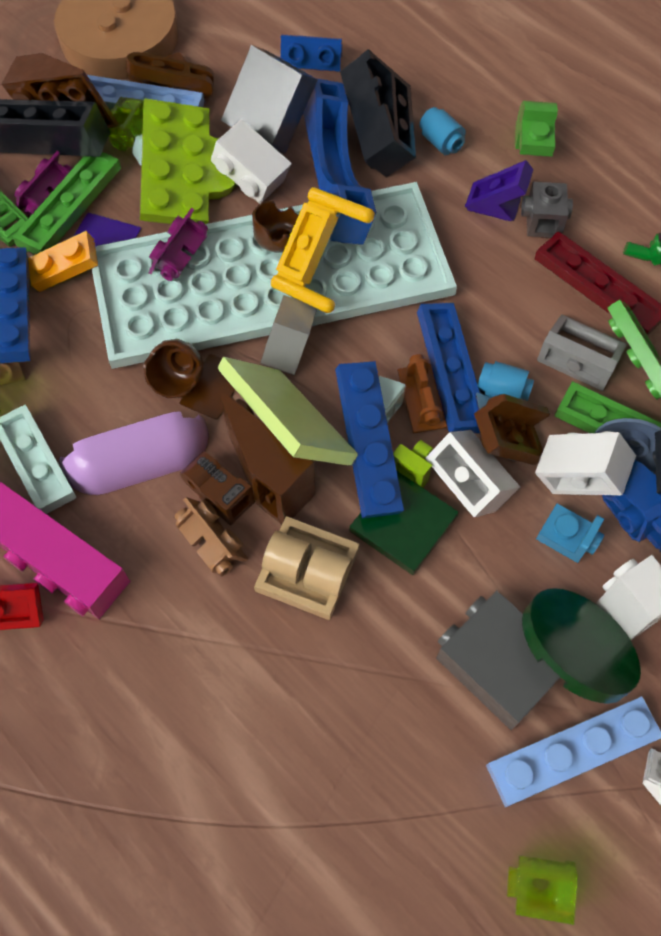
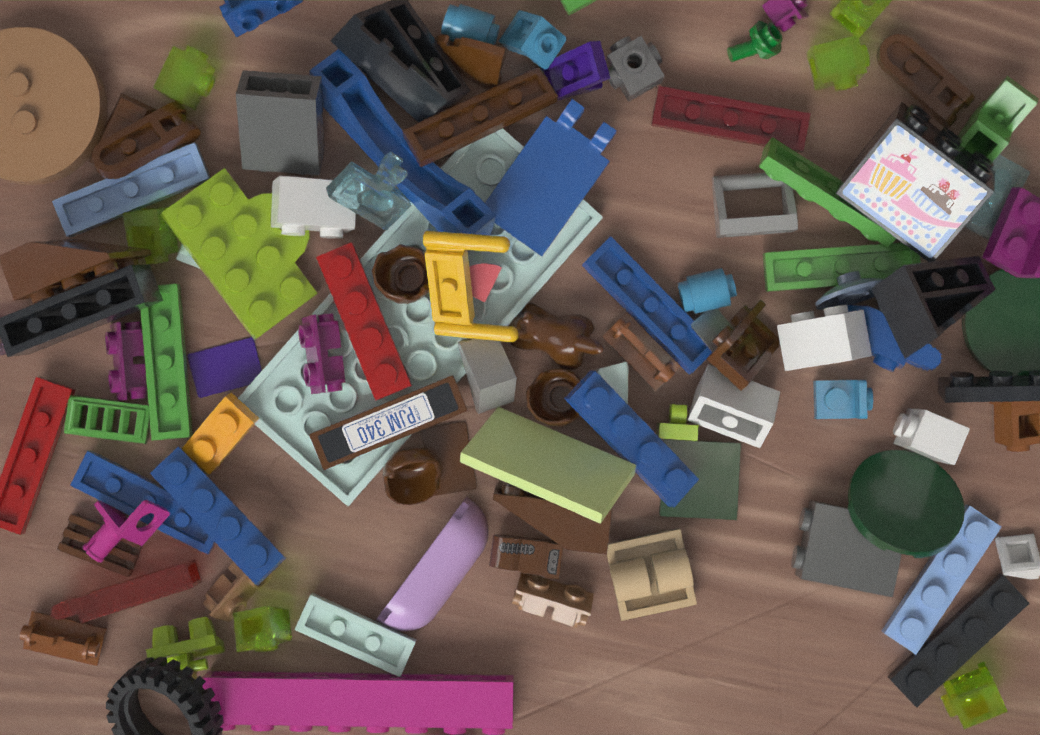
camera: 30 degrees left, 25 degrees up
(187, 319) = (388, 422): none -> tile
(224, 250) = (364, 321): none -> red plate
(226, 58) = (186, 76): none -> clear neon green brick
(294, 165) = (372, 195): none -> clear light blue plate
(321, 384) = (547, 396): none -> reddish brown hair
(333, 269) = (483, 279): none -> coral tile
(359, 340) = (561, 337): none -> reddish brown animal
(411, 175) = (480, 116): none -> reddish brown tile
(434, 140) = (475, 59): none -> reddish brown brick
(435, 236) = (549, 179): none -> blue tile
(484, 157) = (533, 38): none -> dark azure bracket
(559, 823) = (958, 640): none -> black plate

